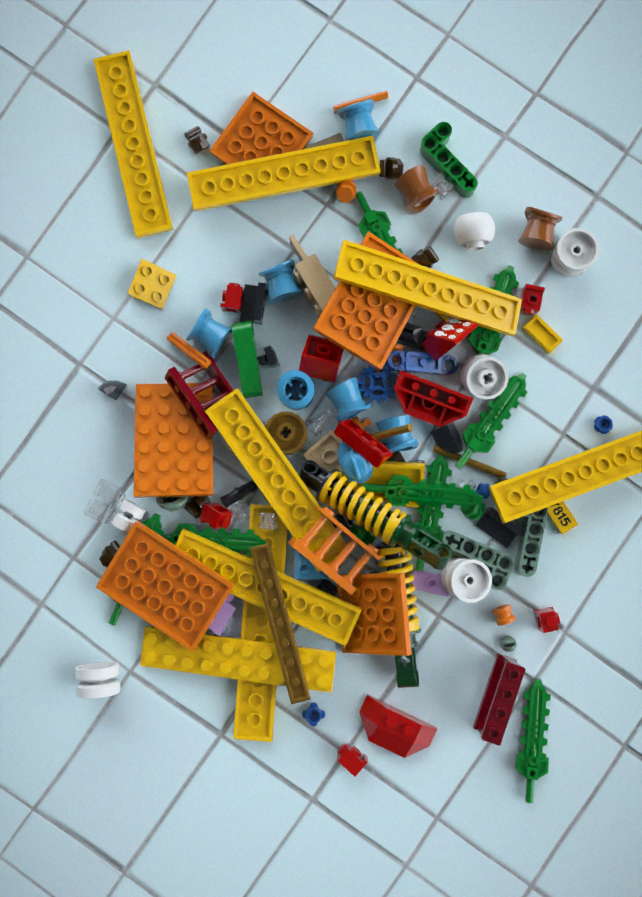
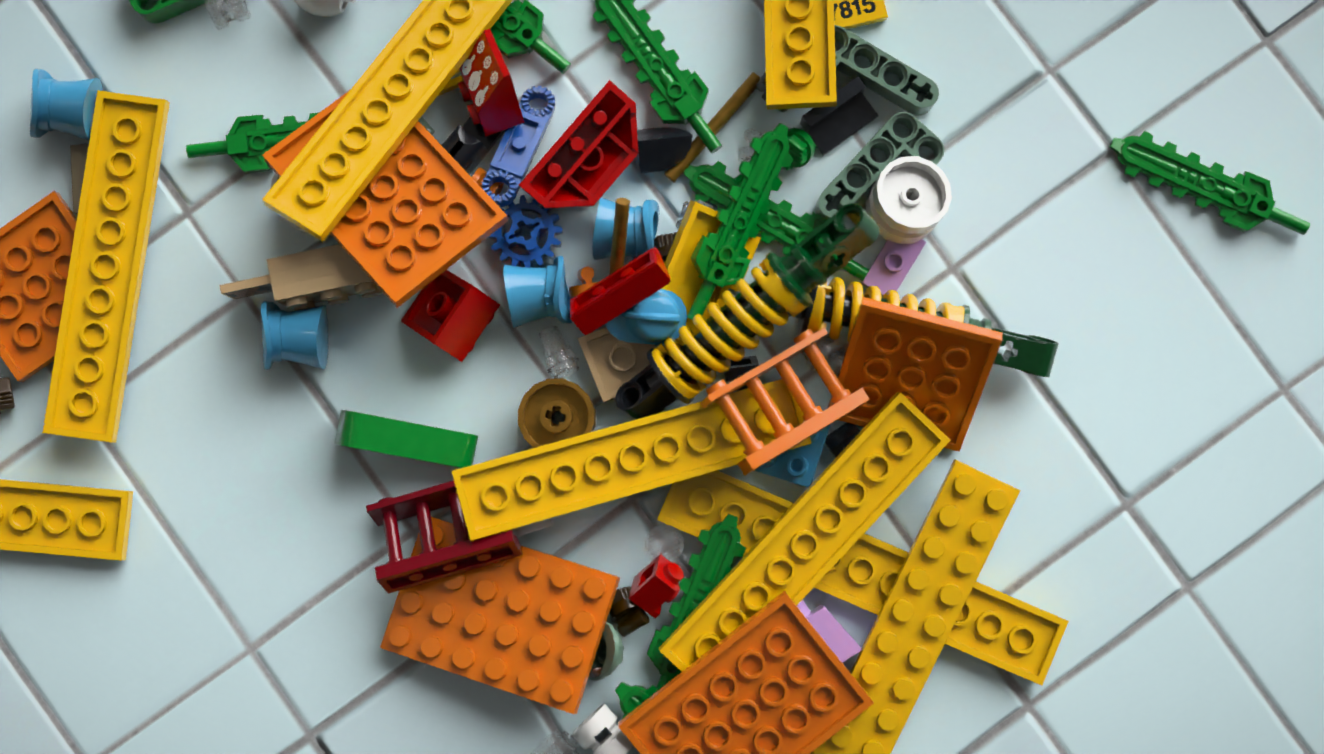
camera: 75 degrees left, 0 degrees up
(113, 388) = (373, 690): black brick -> none
(151, 284) = (215, 561): yellow hinge -> none
(188, 350) = (354, 535): orange axle -> none
(209, 333) = (338, 489): dark azure hat -> none
(233, 298) = (291, 429): red brick -> none
(238, 493) = (631, 534): black axle -> none
(253, 303) = (313, 396): black panel -> none
(268, 520) = (696, 498): clear wheel -> none
(269, 357) = (417, 402): black tile -> none
(280, 623) = (875, 536): pearl gold tile -> none
(295, 390) = (489, 374): dark azure hat -> none
(313, 720) = (1055, 538): blue plate -> none
(346, 191) = (176, 171): orange piece -> none
(351, 758) = (1140, 497): red brick -> none
(365, 536) = (773, 345): green piece -> none
(375, 97) = (32, 56): orange bar -> none
(391, 168) = (165, 80): dark brown piece -> none
(394, 728) = (1113, 407): red wedge -> none
(416, 189) = (218, 51): dark orange hat -> none
(426, 257) = (340, 76): dark brown piece -> none
(483, 490) = (769, 119): blue plate -> none
(495, 376) = (593, 36): white wheel -> none
(498, 699) = (1122, 216): dark red fence -> none
(503, 614) = (987, 160): orange wheel -> none
(506, 640) = (1030, 170): sand green hinge -> none
(547, 619) = (1019, 92): red brick -> none

